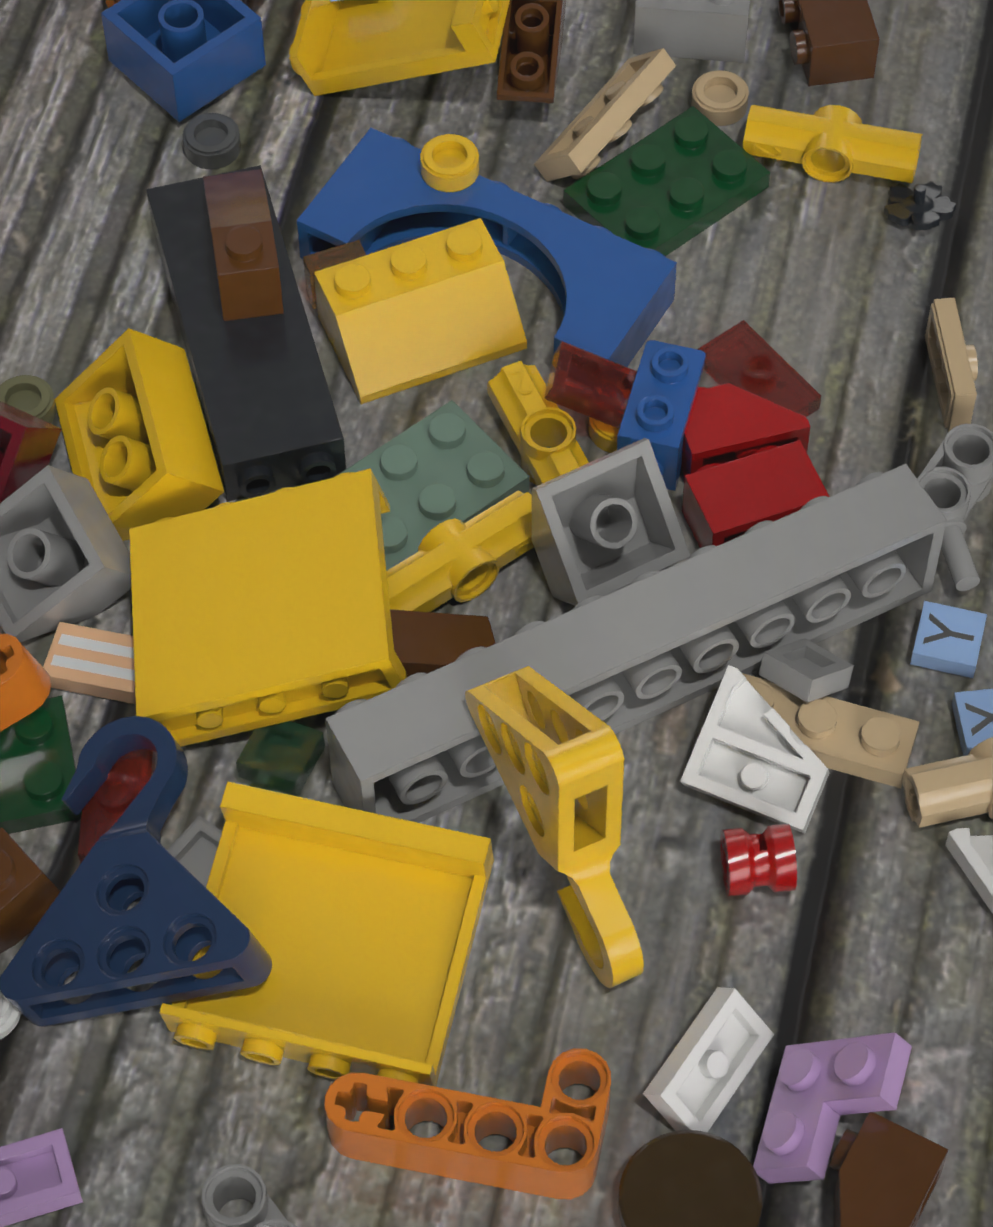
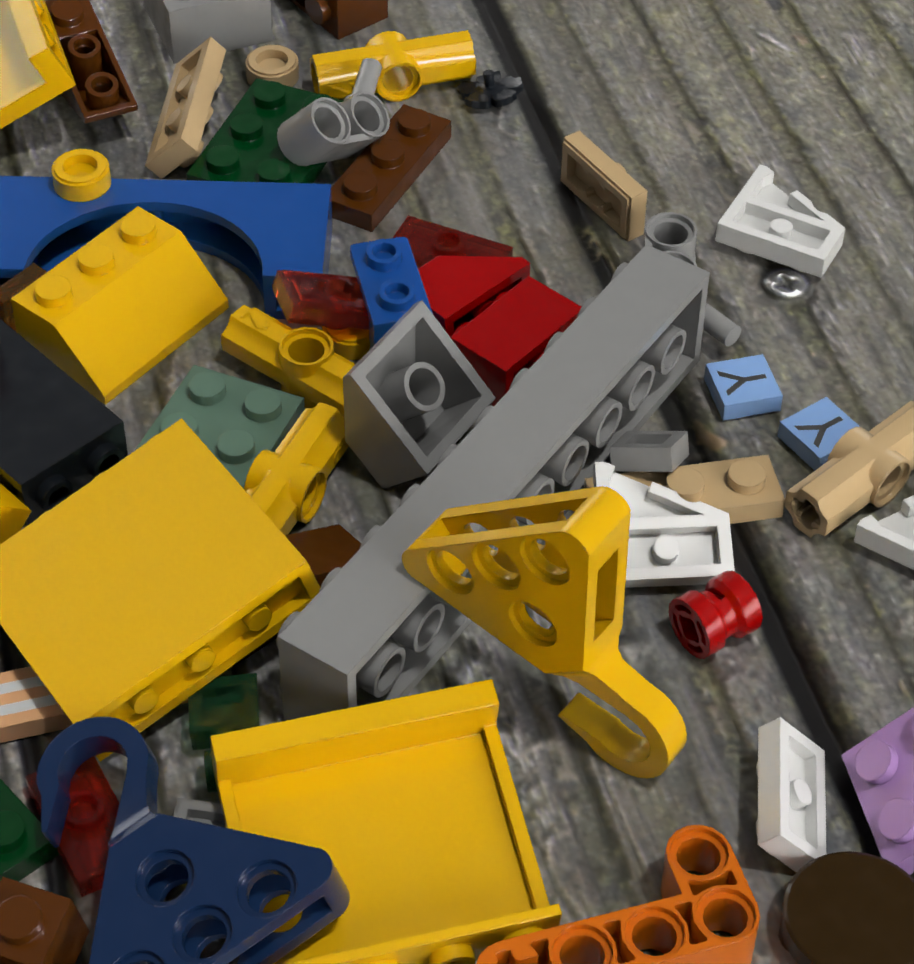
camera: 30 degrees left, 10 degrees down
(721, 193) = (336, 129): none -> light grey beam
(762, 255) = (388, 167): none -> reddish brown plate

